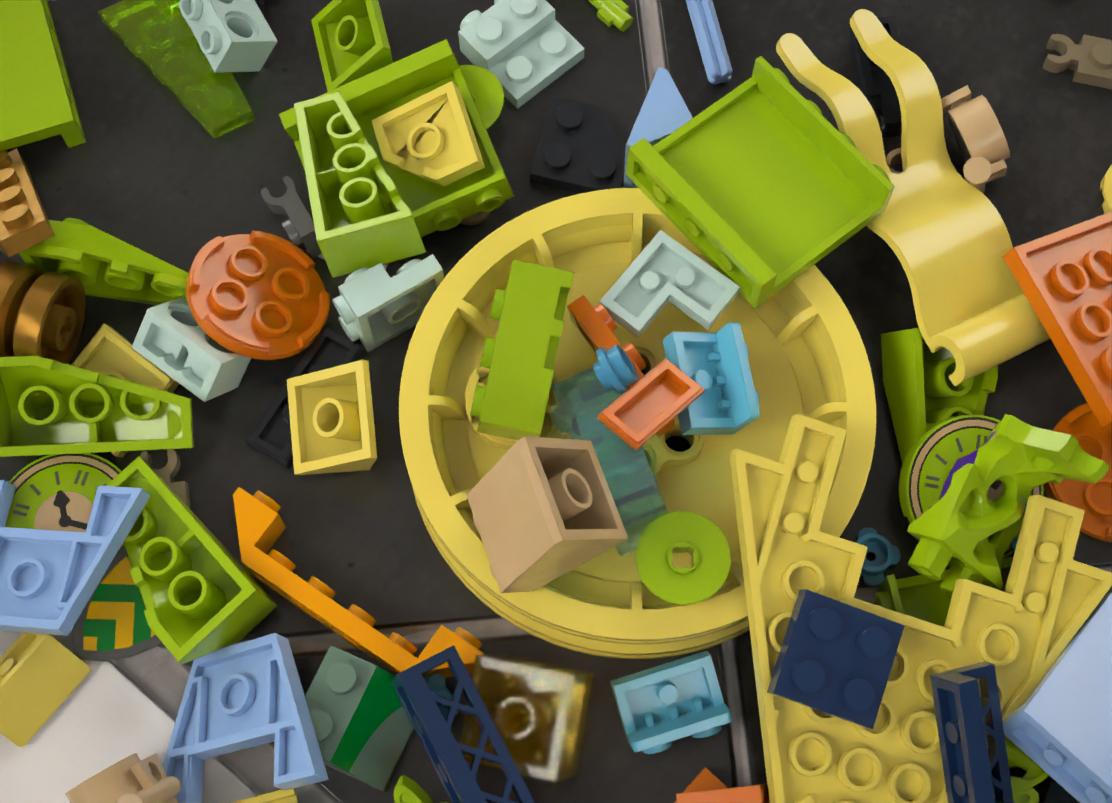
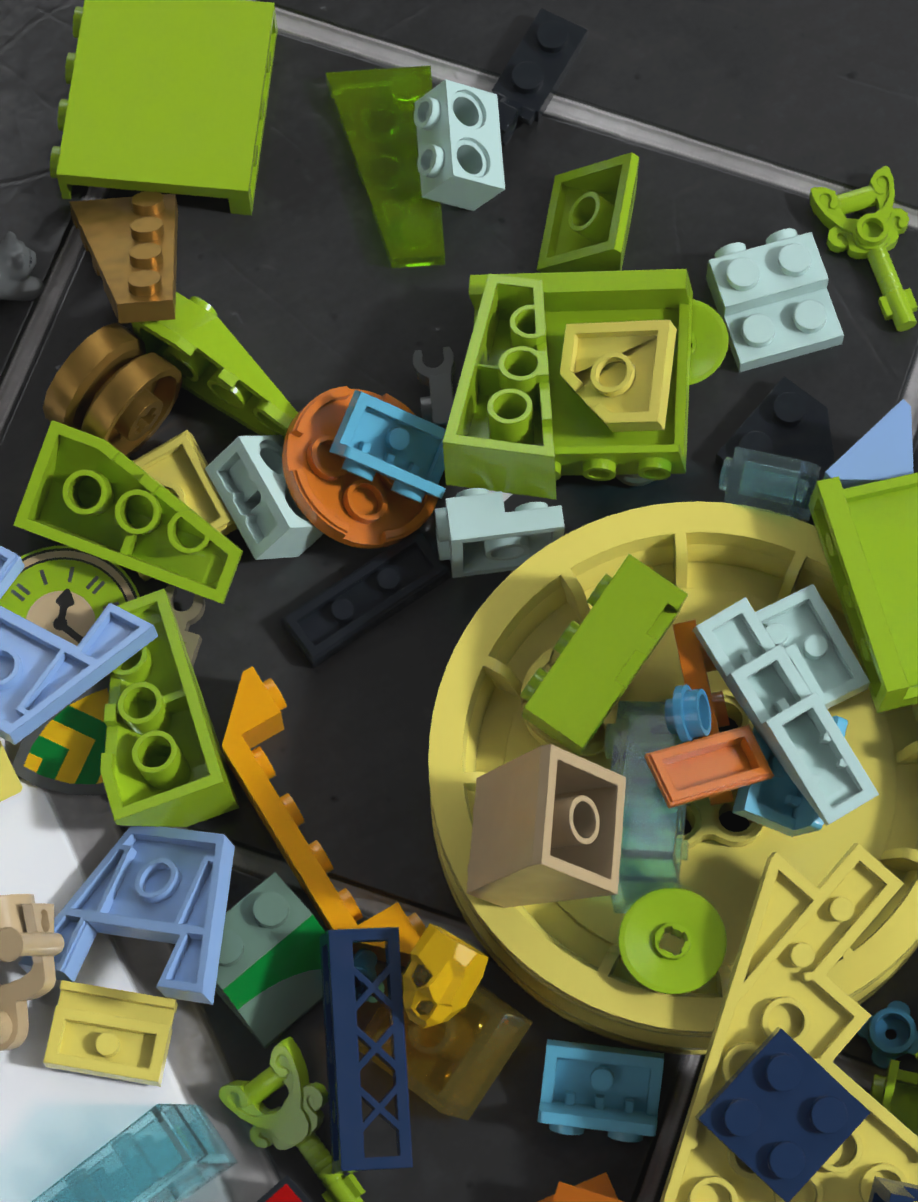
camera: 25 degrees right, 0 degrees up
(276, 265) = (391, 443): none -> medium azure bracket
(332, 420) = (379, 637): light yellow slope -> none
(507, 671) = (440, 977): none -> yellow rock
(583, 169) = (769, 482): none -> clear light blue brick
(690, 337) = (785, 712): none -> light aqua slope

